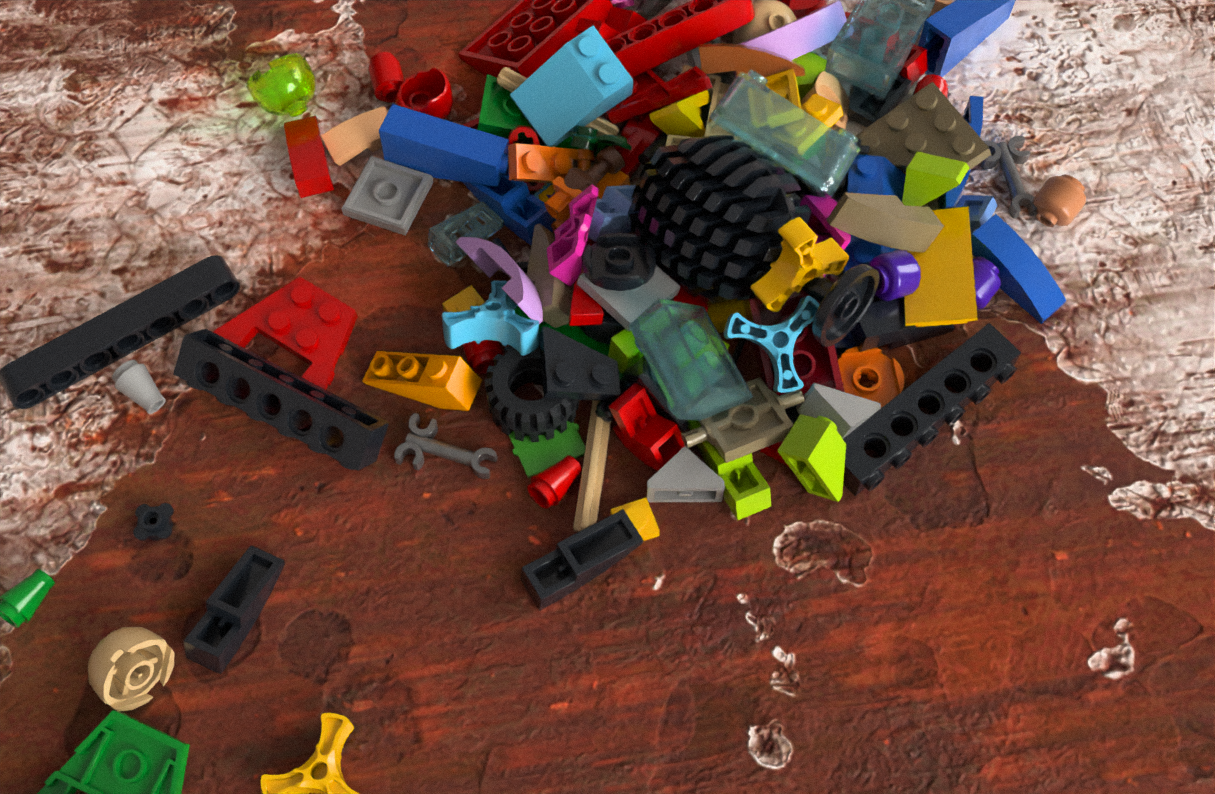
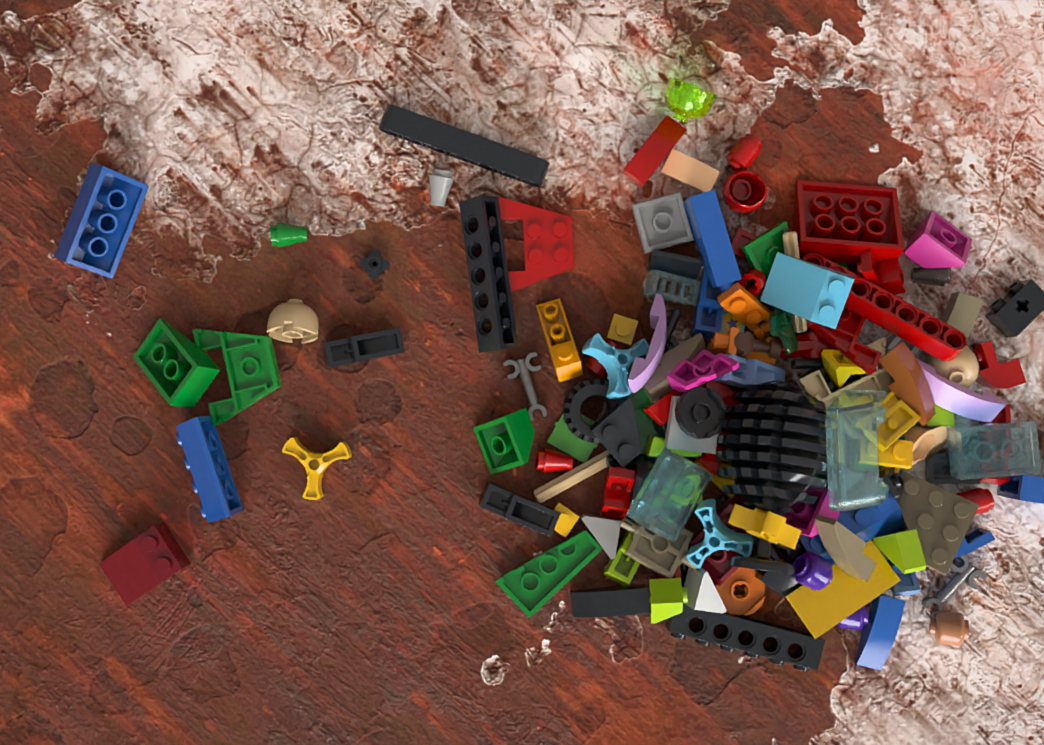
camera: 50 degrees right, 25 degrees up
(439, 206) = (675, 264): none -> black slope
(485, 516) = (506, 440): none -> green slope
(688, 595) = (547, 573): none -> green wing
(777, 530) = (610, 601): none -> black slope

